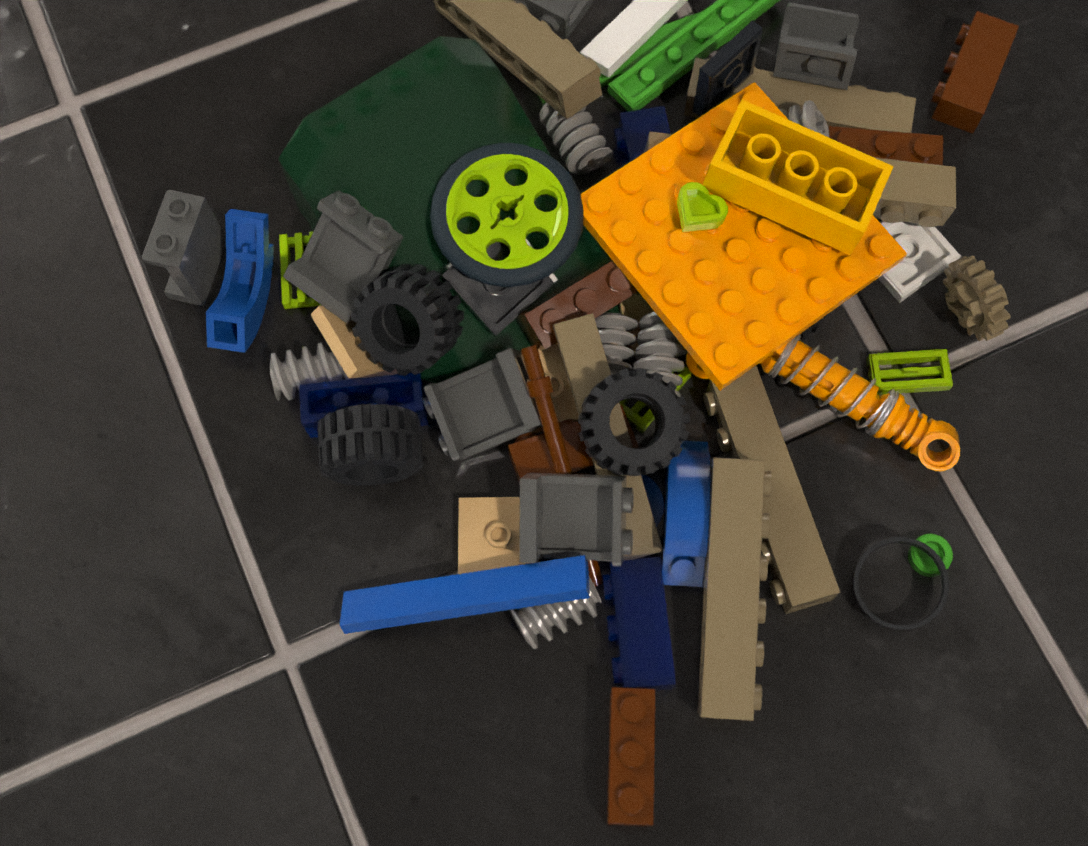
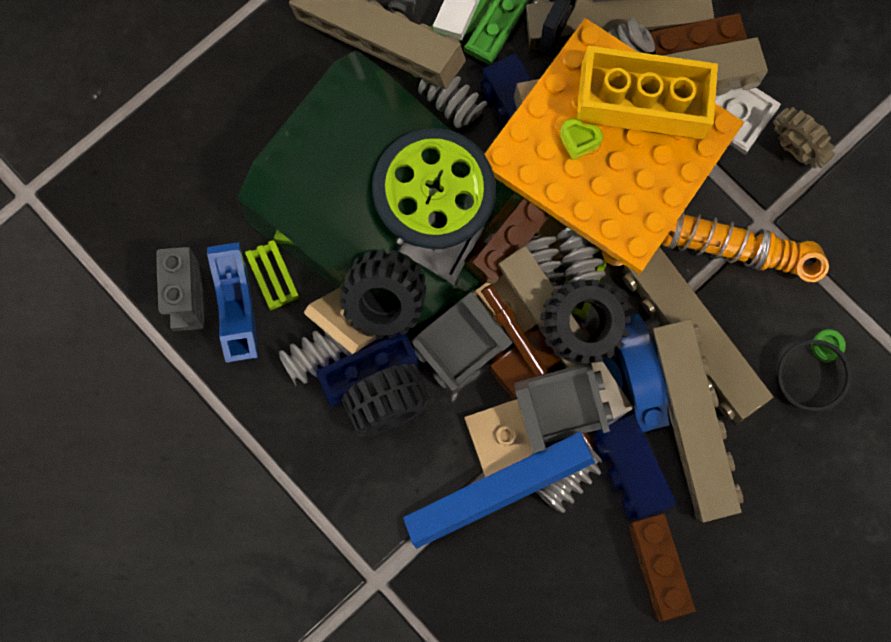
camera: 20 degrees left, 5 degrees up
(343, 254) = (316, 260): dark grey panel -> none
(911, 386) = (747, 218): lime tile -> none

